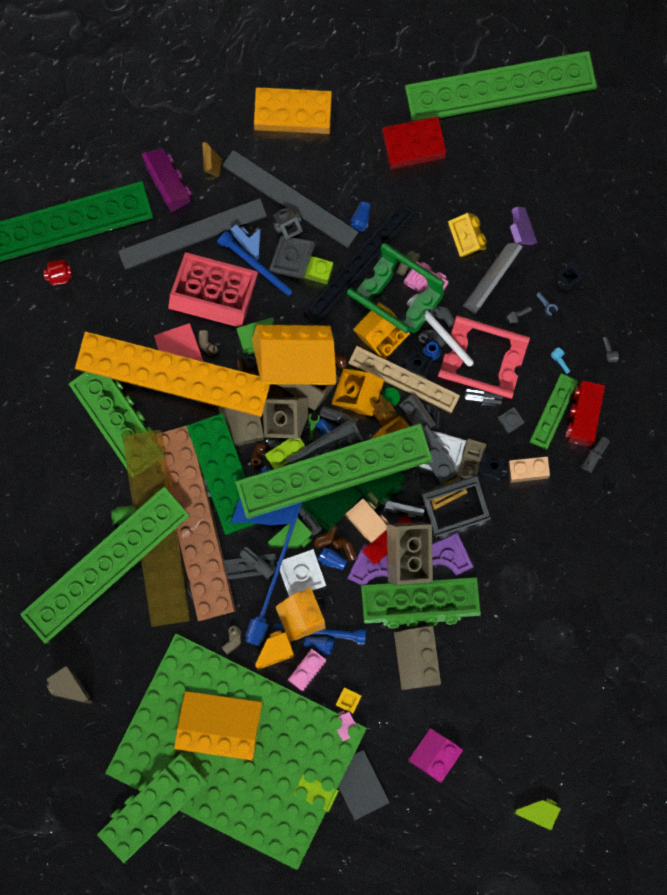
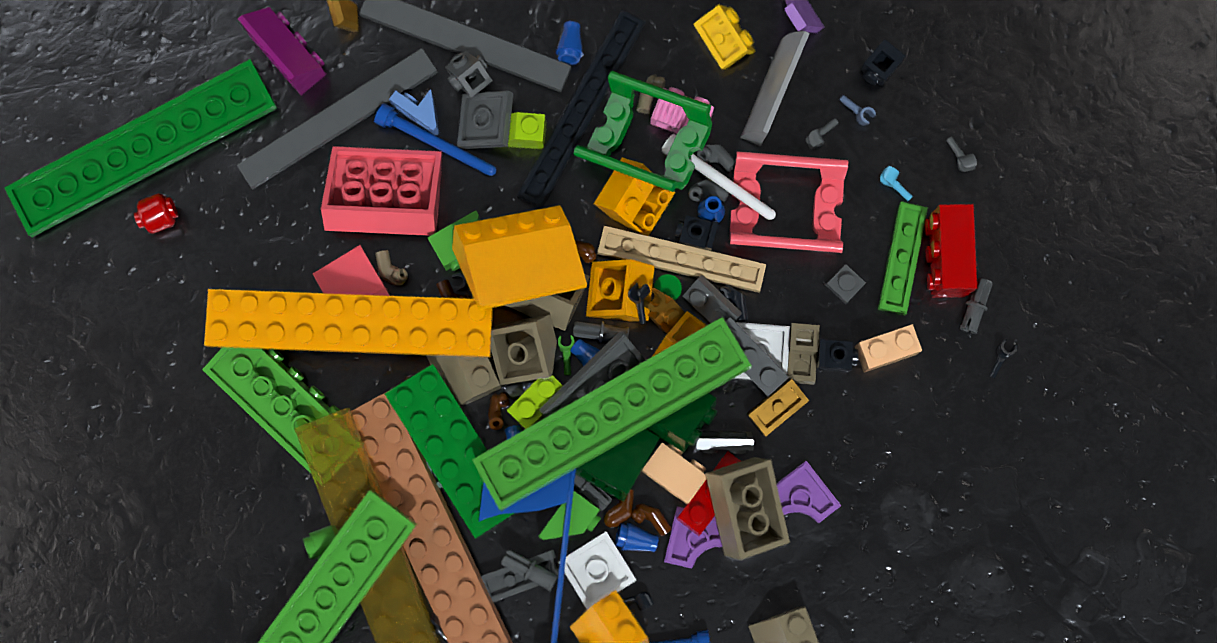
camera: 10 degrees left, 0 degrees up
(368, 397) = (637, 296): none -> black hand
(420, 602) = (779, 576): bright green plate -> none
(440, 491) = (775, 406): dark grey window -> none
(483, 396) = (798, 258): dark grey axle -> none

